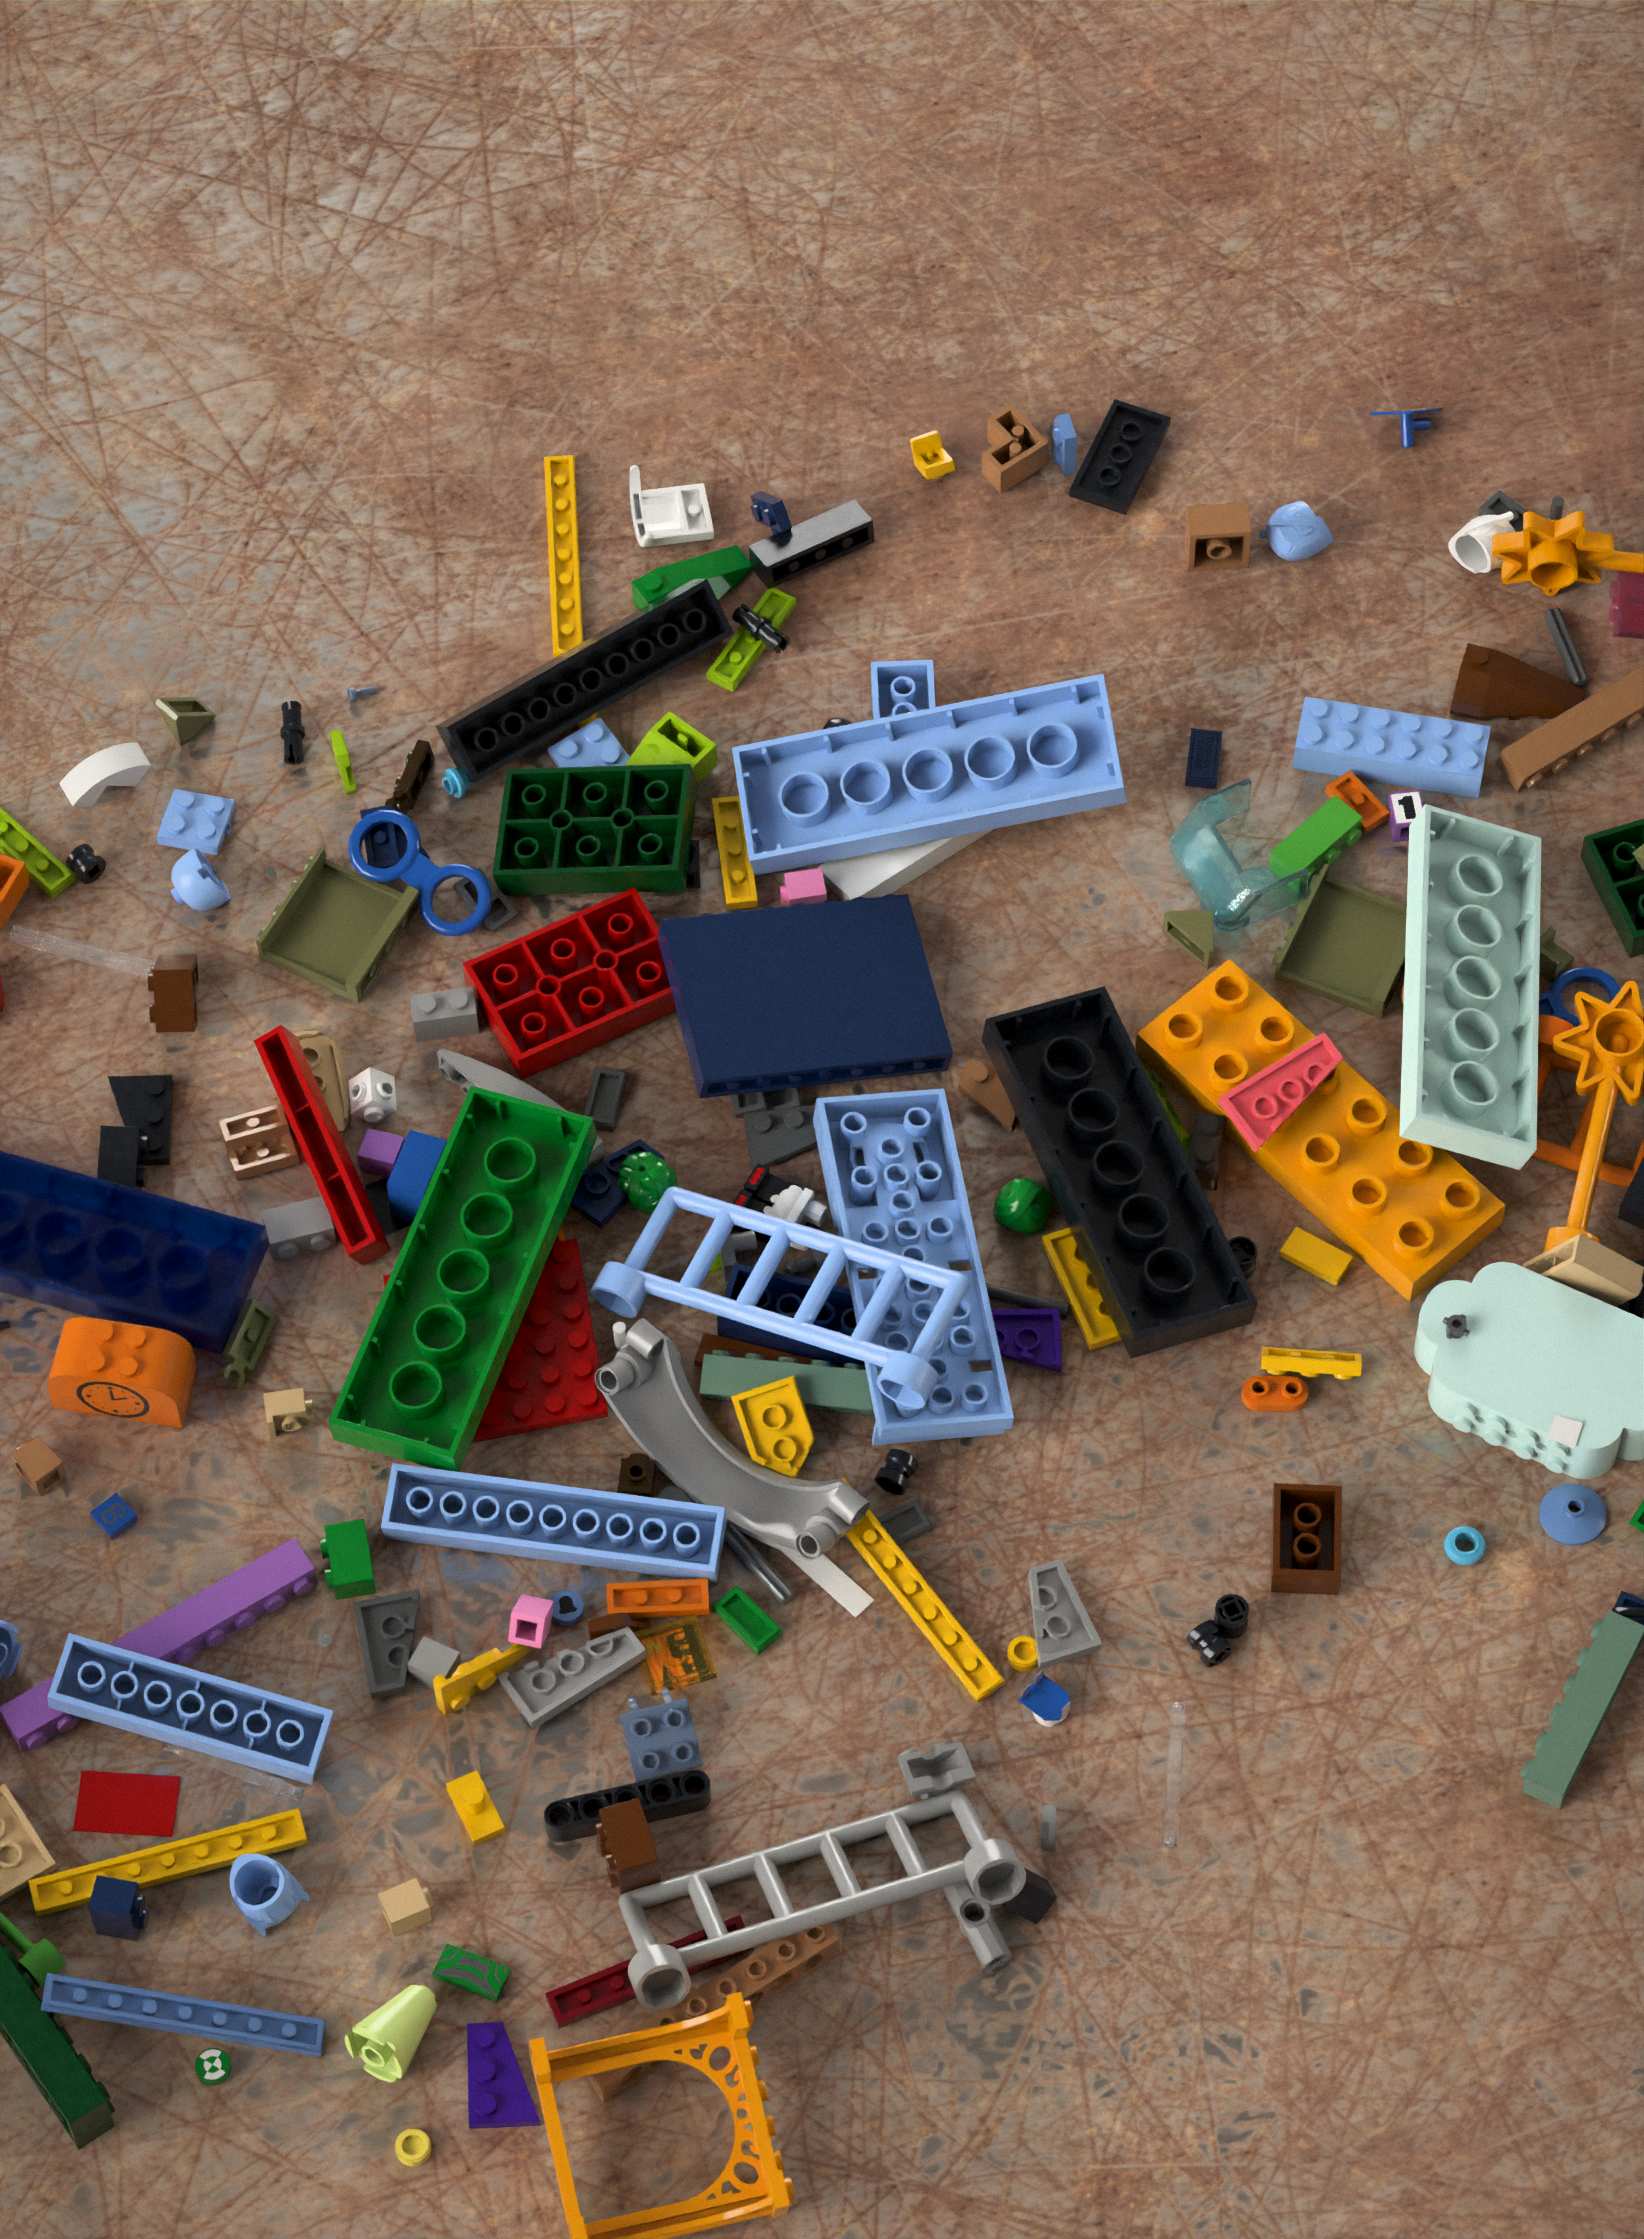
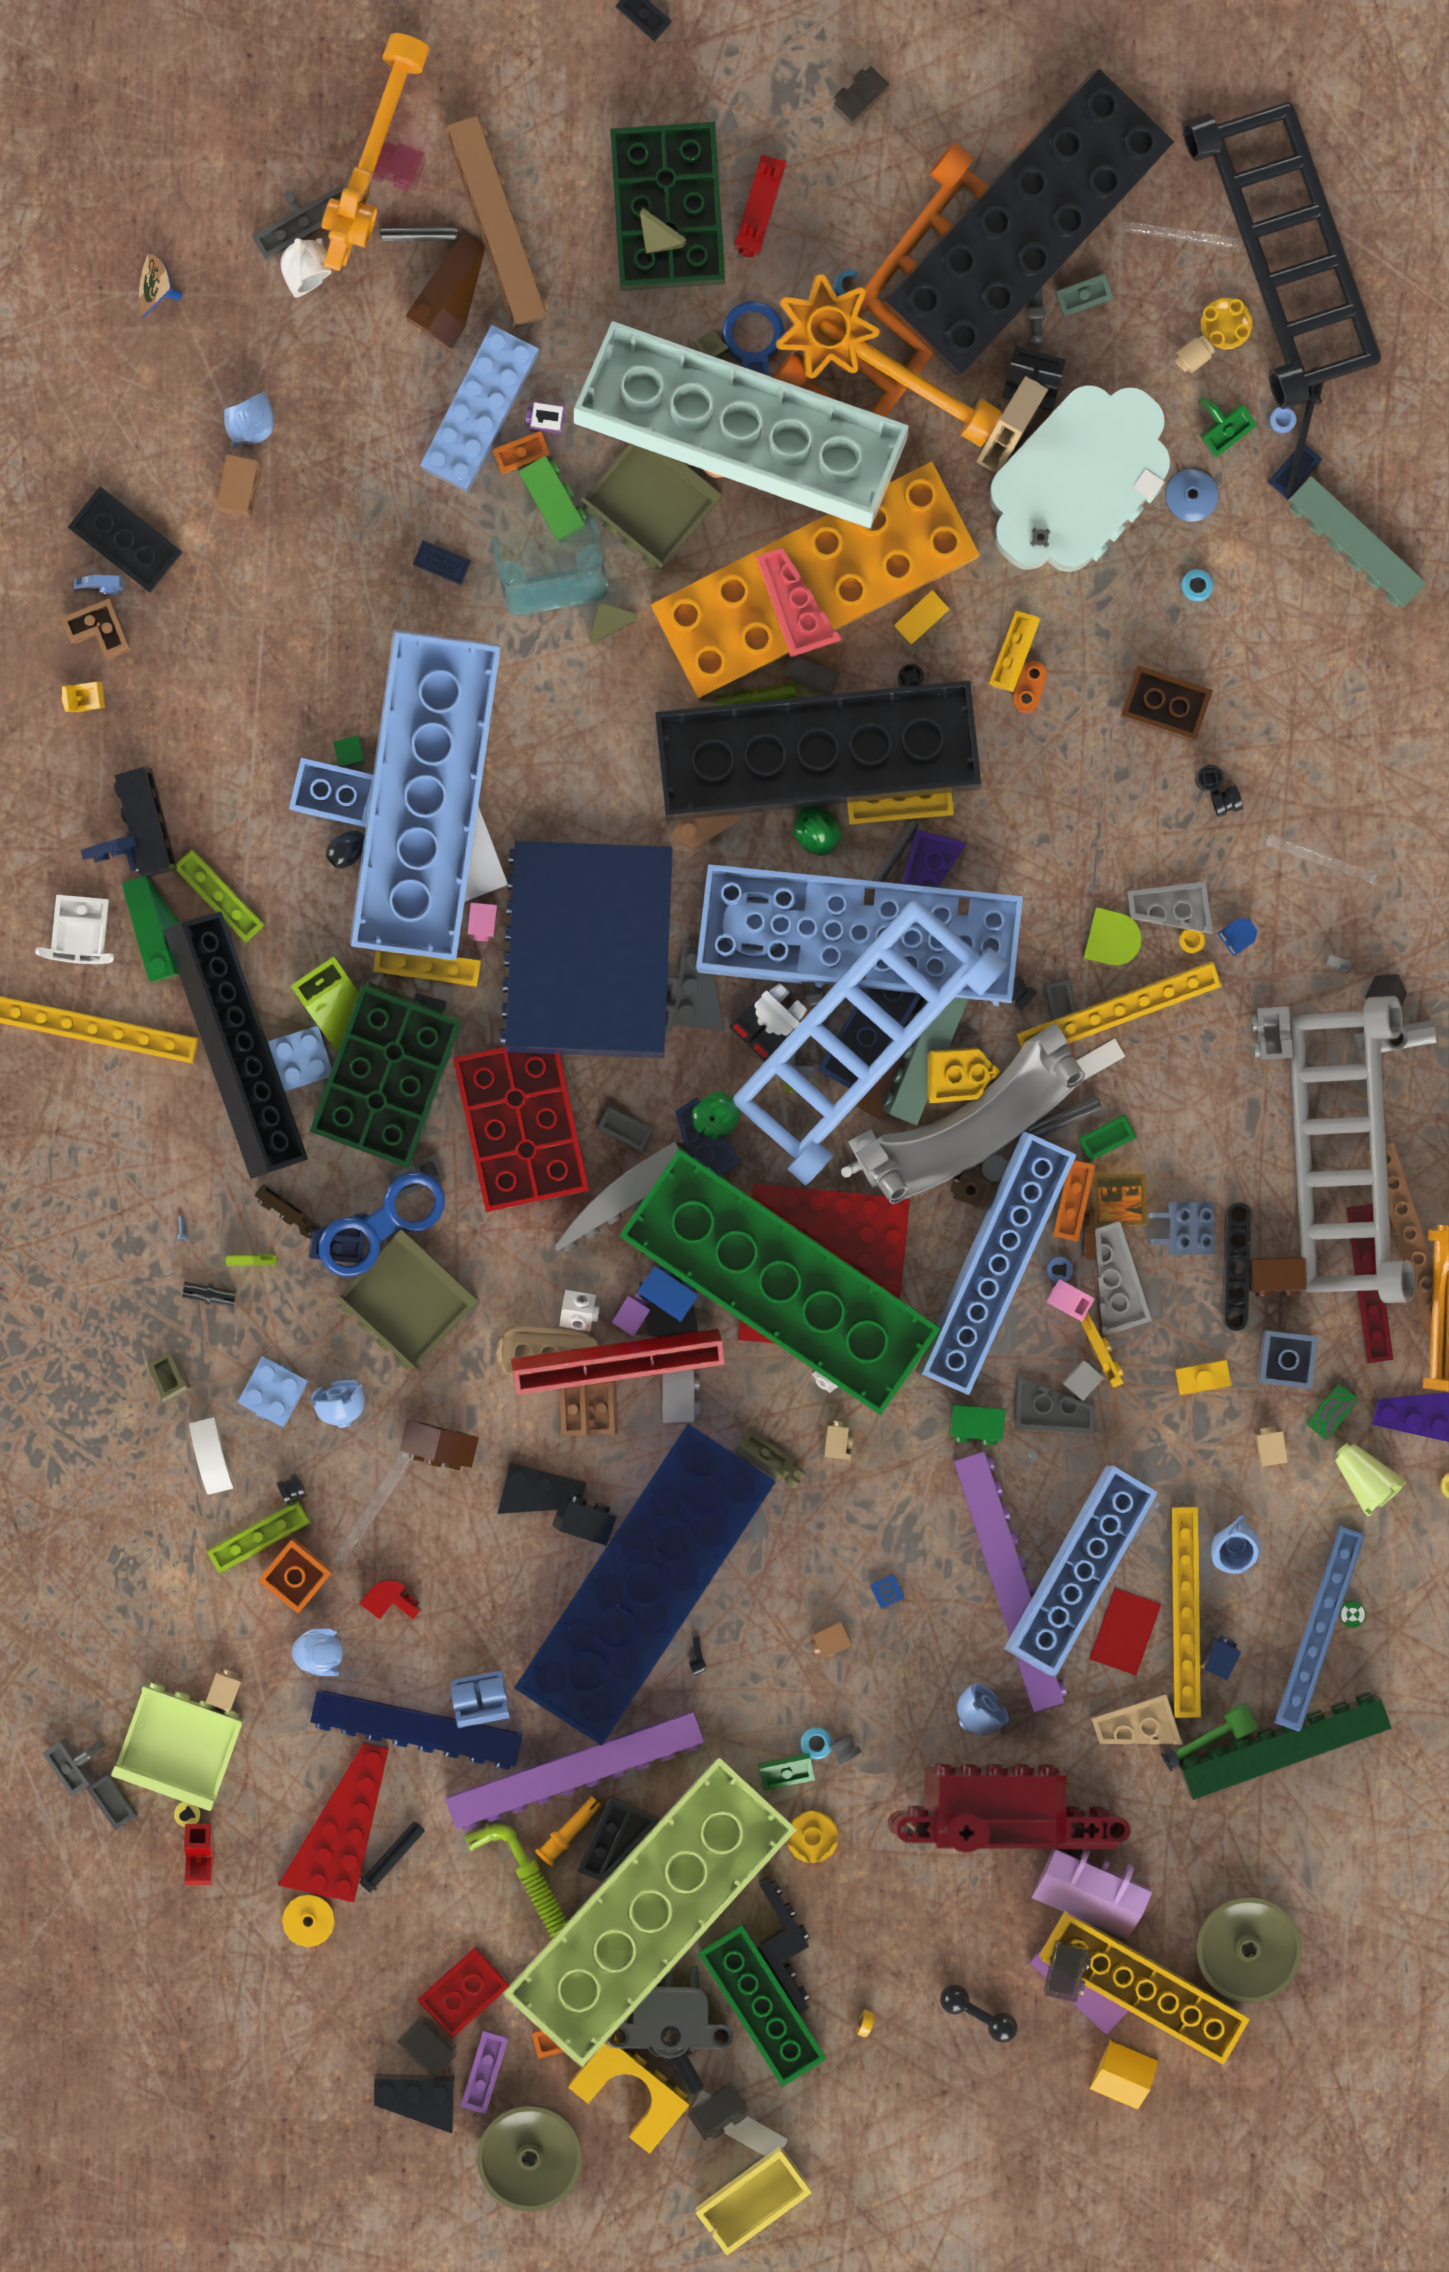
camera: 80 degrees left, 30 degrees up
(122, 1371) = (777, 1560): orange brick -> none
(444, 1014) = (517, 1236): light grey brick -> none
(456, 782) = (296, 1173): medium azure plate -> none
(524, 1891) = (1287, 1359): none -> sand blue brick
(760, 628) = (220, 887): black pin -> none
(997, 1562) = (1112, 938): none -> lime tile

